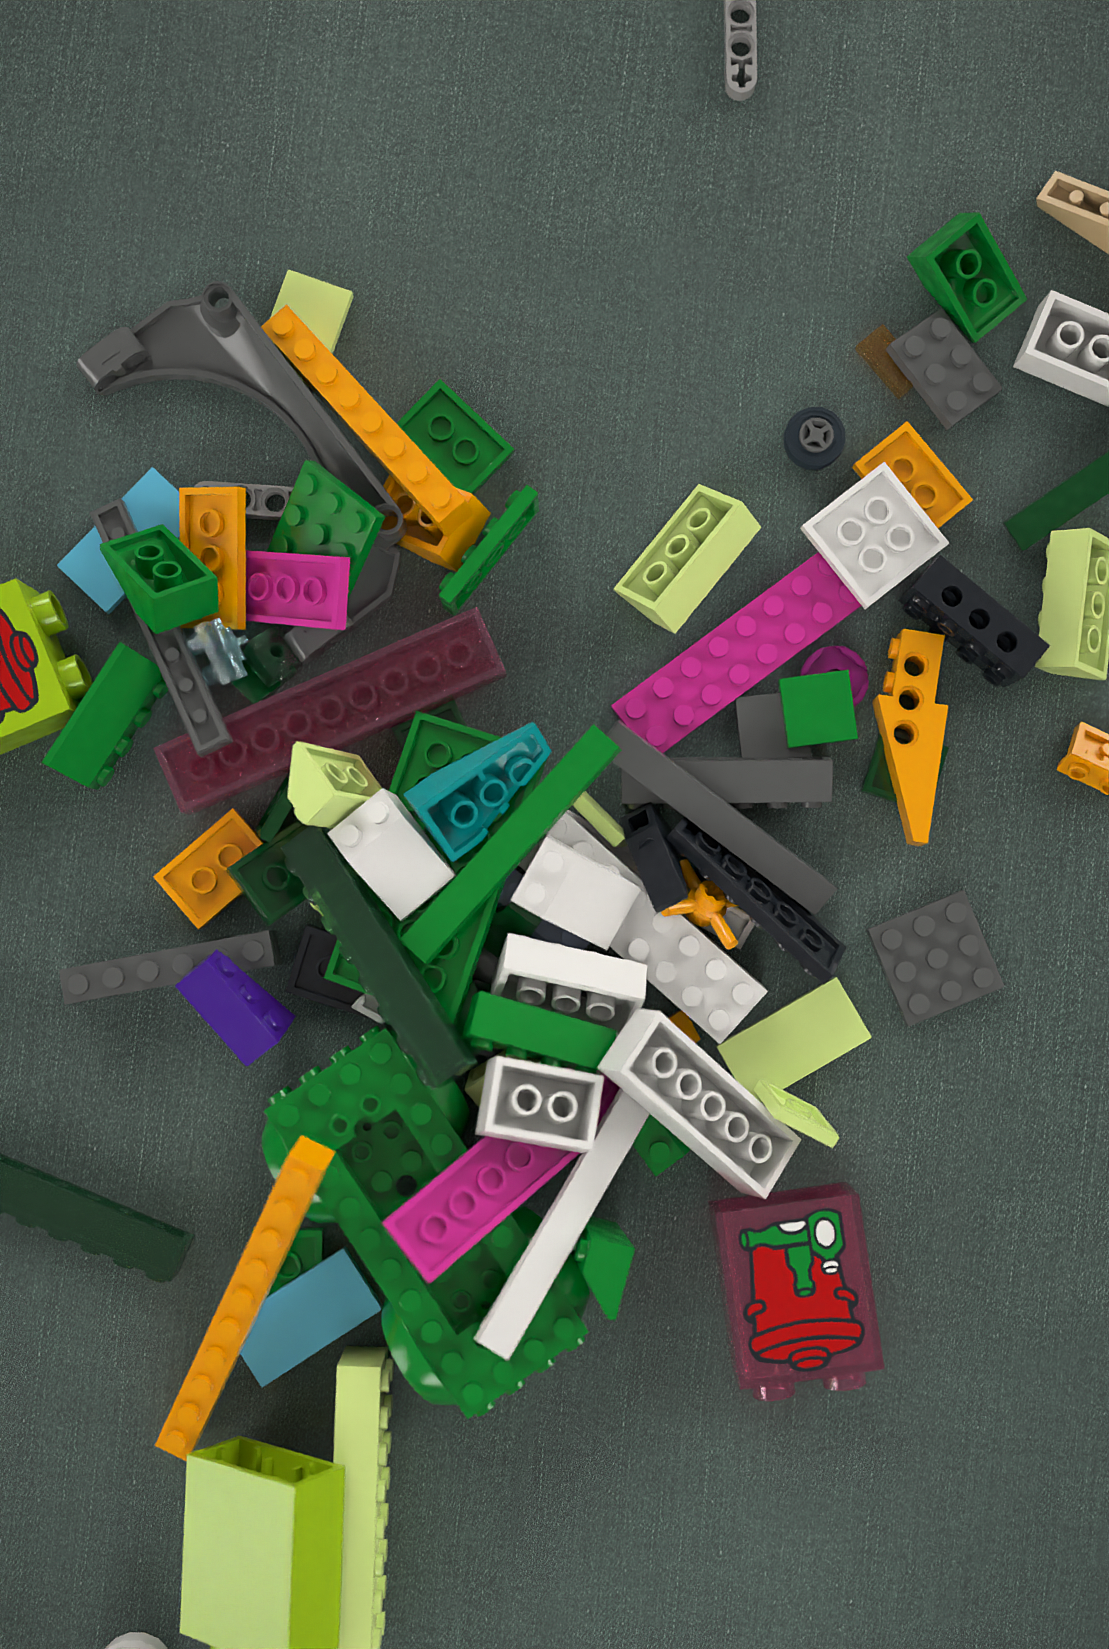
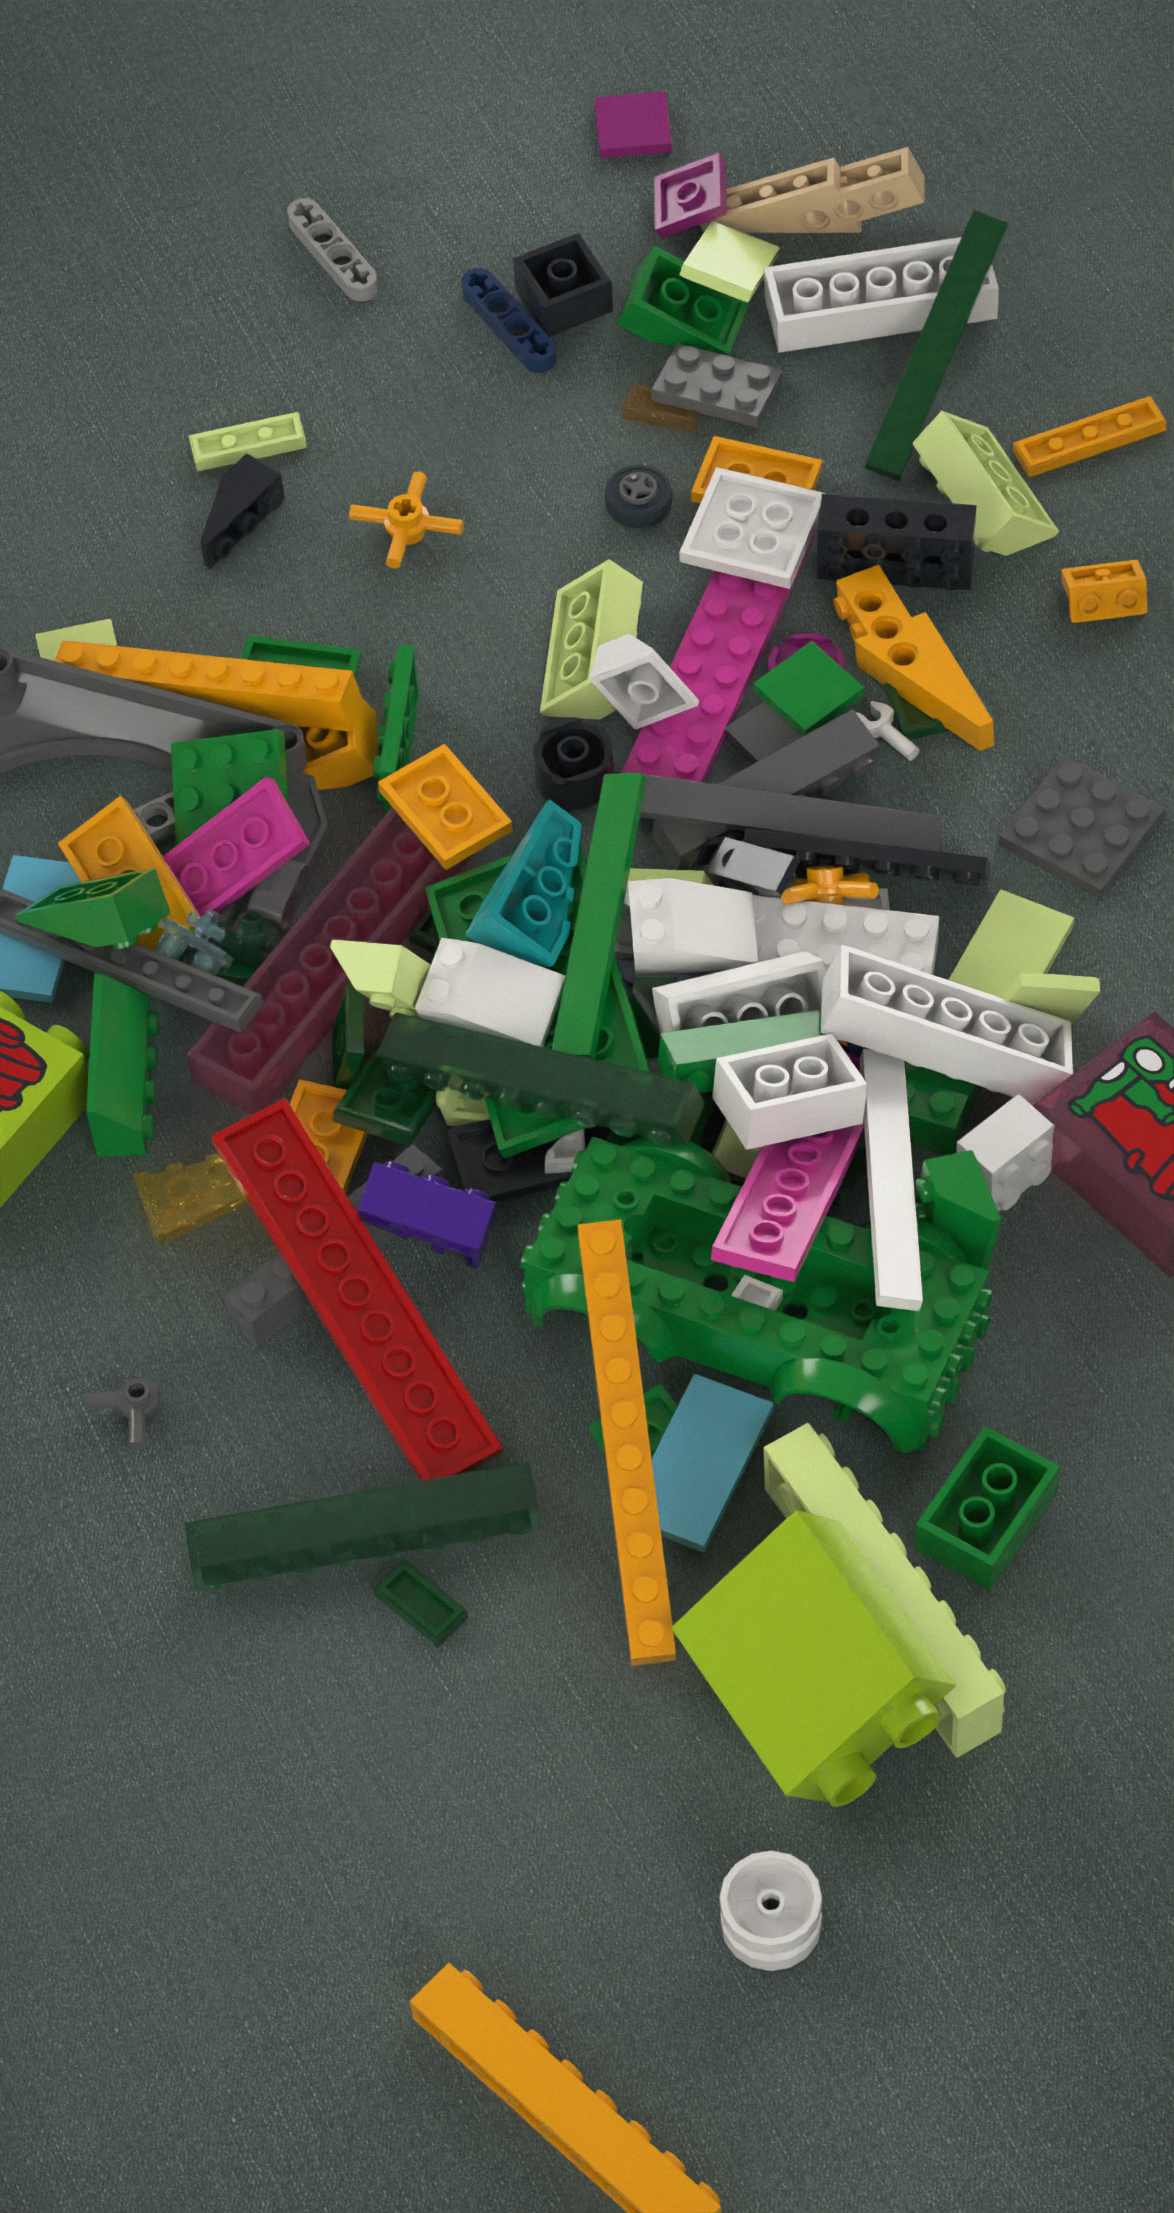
camera: 25 degrees left, 30 degrees down
(59, 1282) = (420, 1603): none -> dark green tile
(114, 861) = (187, 1196): none -> clear yellow wing
(145, 1031) = (356, 1294): none -> red plate
(469, 657) = (445, 806): none -> light orange plate
(473, 1484) = (987, 1507): none -> green brick
(514, 244) = (241, 502): none -> black slope
(558, 183) = (256, 438): none -> yellowish green tile
(618, 653) = (572, 762): none -> black brick
(626, 333) = (406, 520): none -> light orange bar
(677, 1220) = (1011, 1150): none -> white brick
(689, 631) = (639, 682): none -> white slope
(831, 196) = (513, 317): none -> dark blue beam
(852, 777) = (884, 729): none -> white bar
(889, 194) = (563, 284): none -> black brick
(1031, 259) = (729, 261): none -> yellowish green tile
(1047, 168) = (690, 195): none -> magenta plate
(1054, 59) = (633, 124): none -> magenta tile

